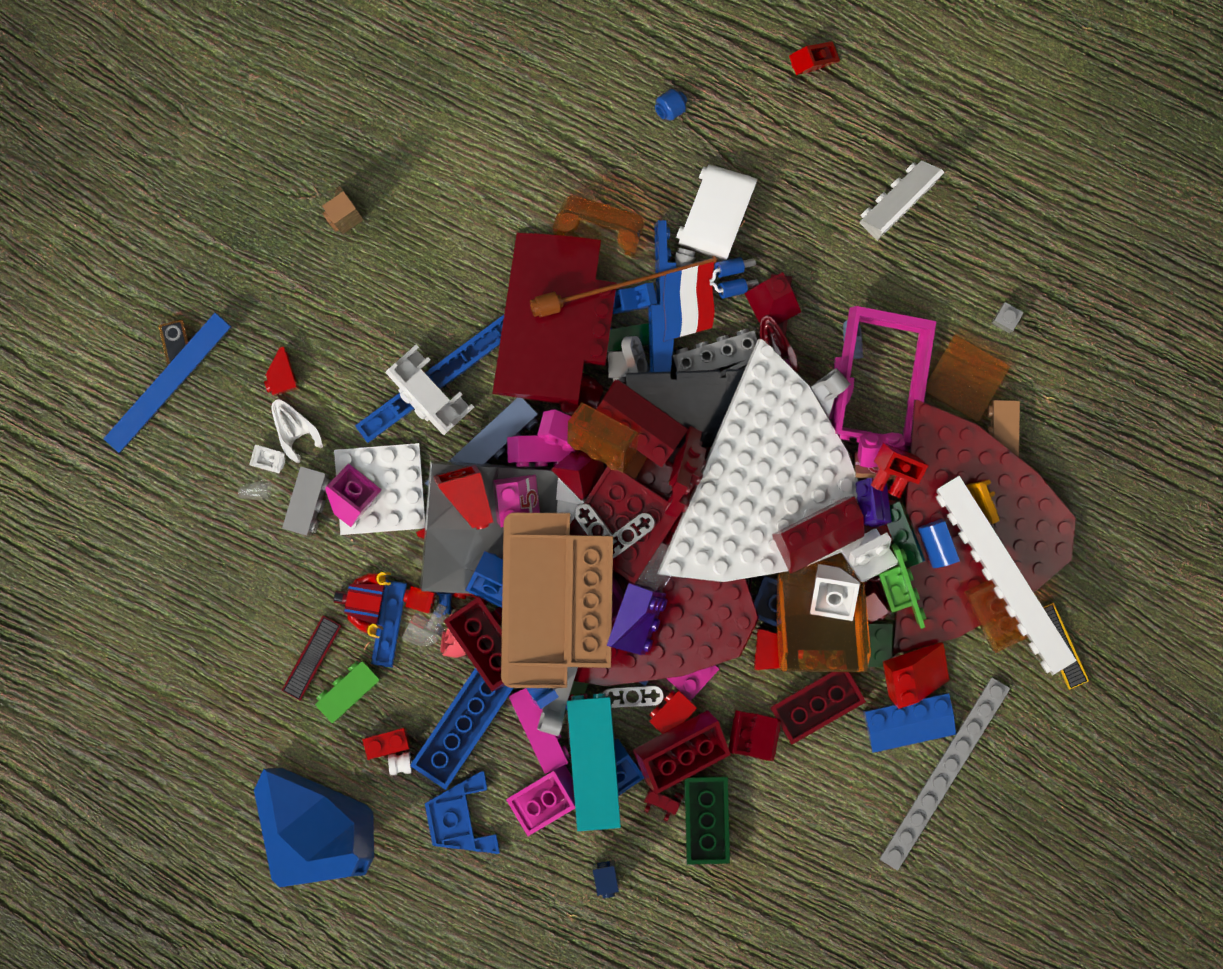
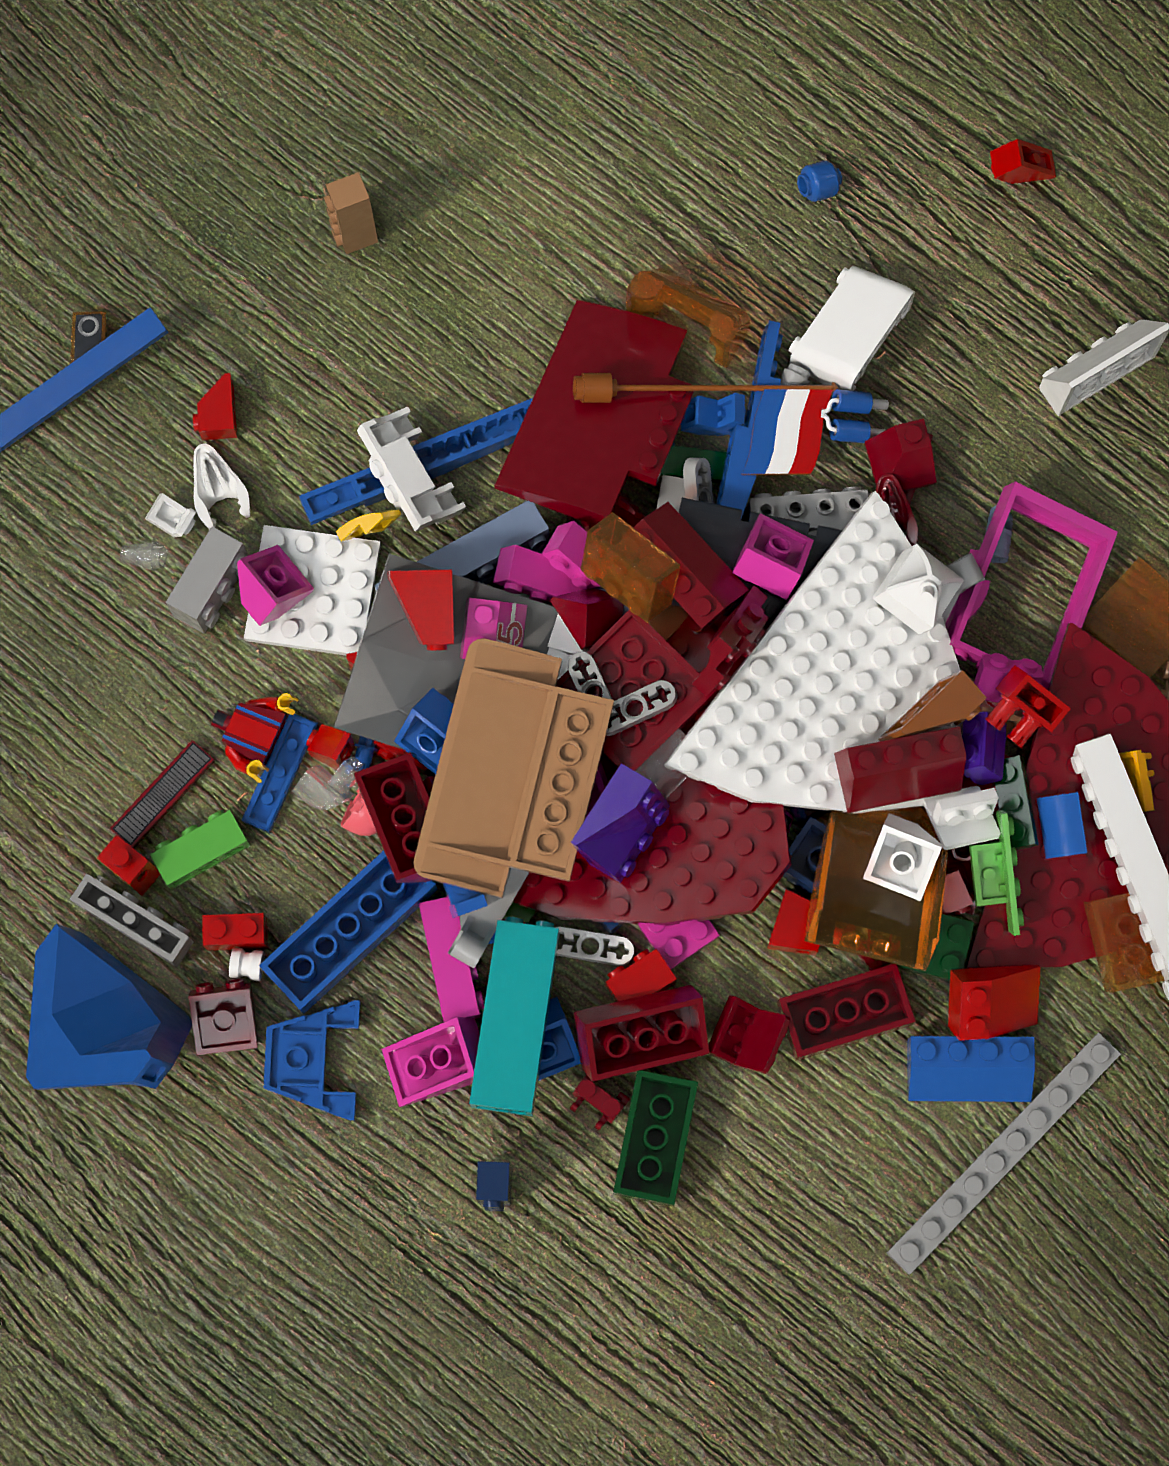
camera: 10 degrees right, 10 degrees down
(300, 714) = (128, 865): none -> red torso
(313, 752) = (132, 920): none -> light grey brick
(393, 803) = (223, 1017): none -> plate
(409, 434) = (367, 524): none -> yellow slope
(699, 401) = (773, 556): none -> dark pink slope
(805, 404) = (918, 589): none -> white piece
(838, 485) = (945, 703): none -> dark orange slope

